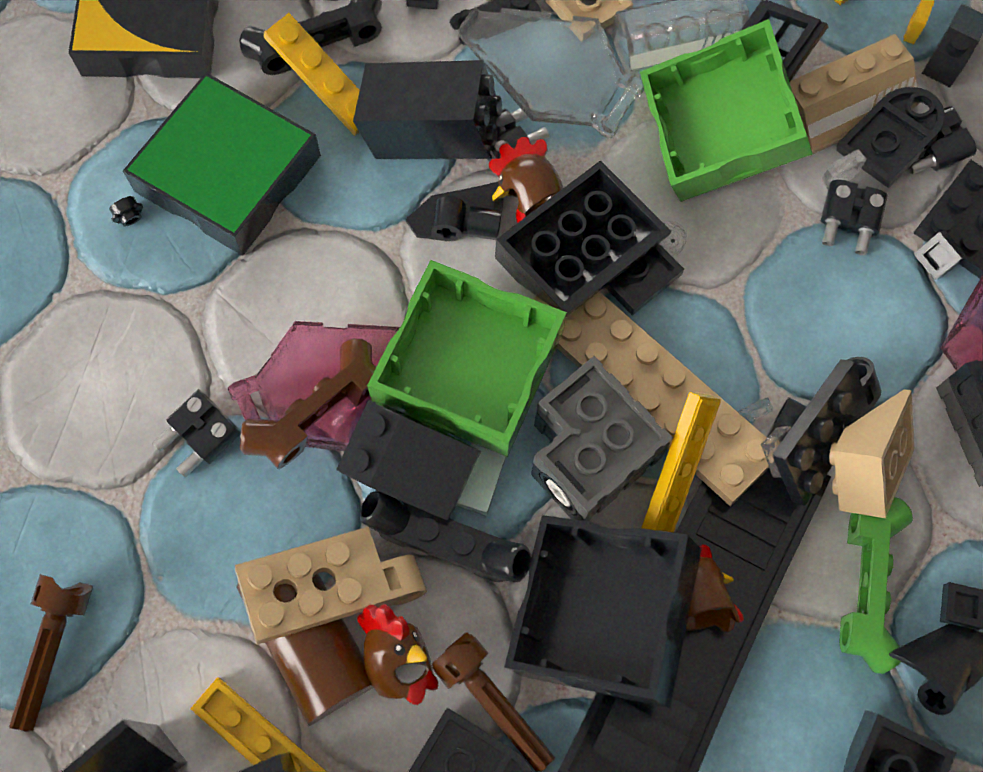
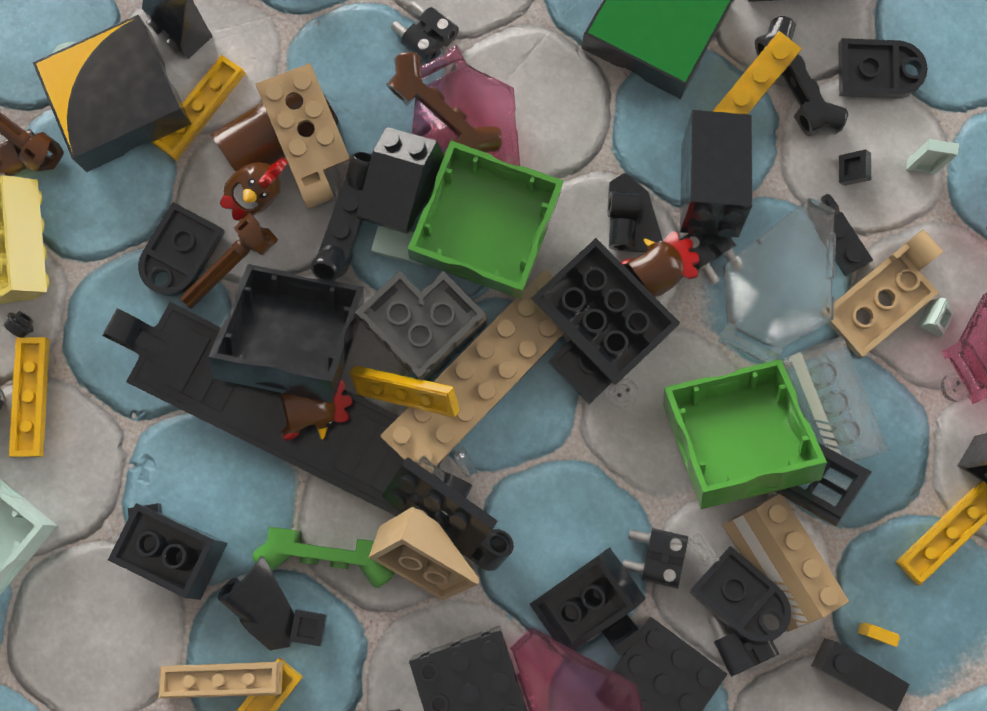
camera: 90 degrees right, 10 degrees up
(907, 287) = (588, 600): none -> black slope

